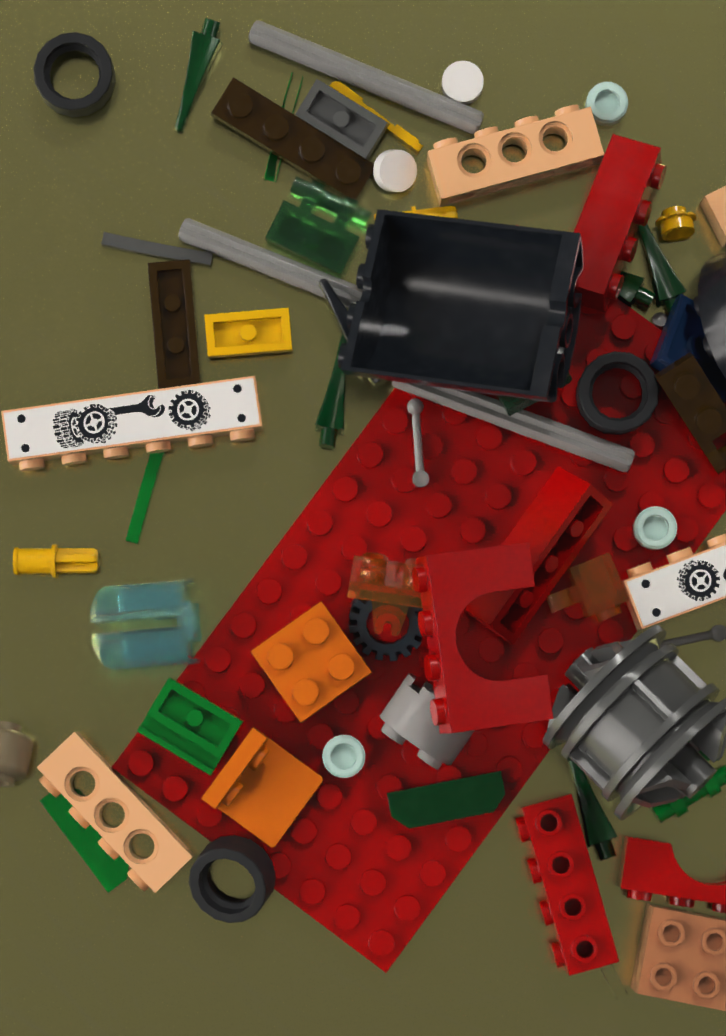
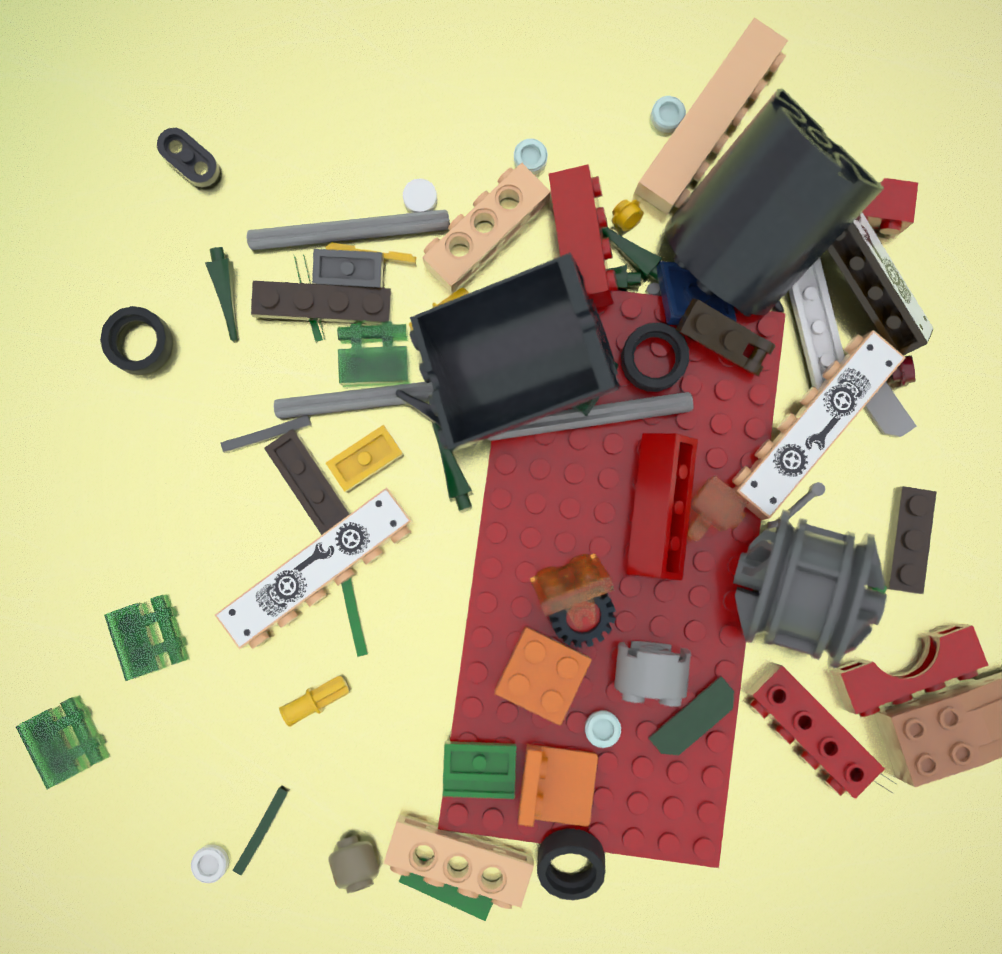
camera: 30 degrees left, 0 degrees up
(146, 646) = (417, 726): clear light blue cylinder -> none
(395, 170) = (406, 284): white tile -> none
(420, 477) = (546, 495): light grey hinge -> none
(461, 696) = (618, 570): red arch -> none
(596, 824) = (809, 676): dark green piece -> none
(655, 528) = (734, 439): light aqua tile -> none

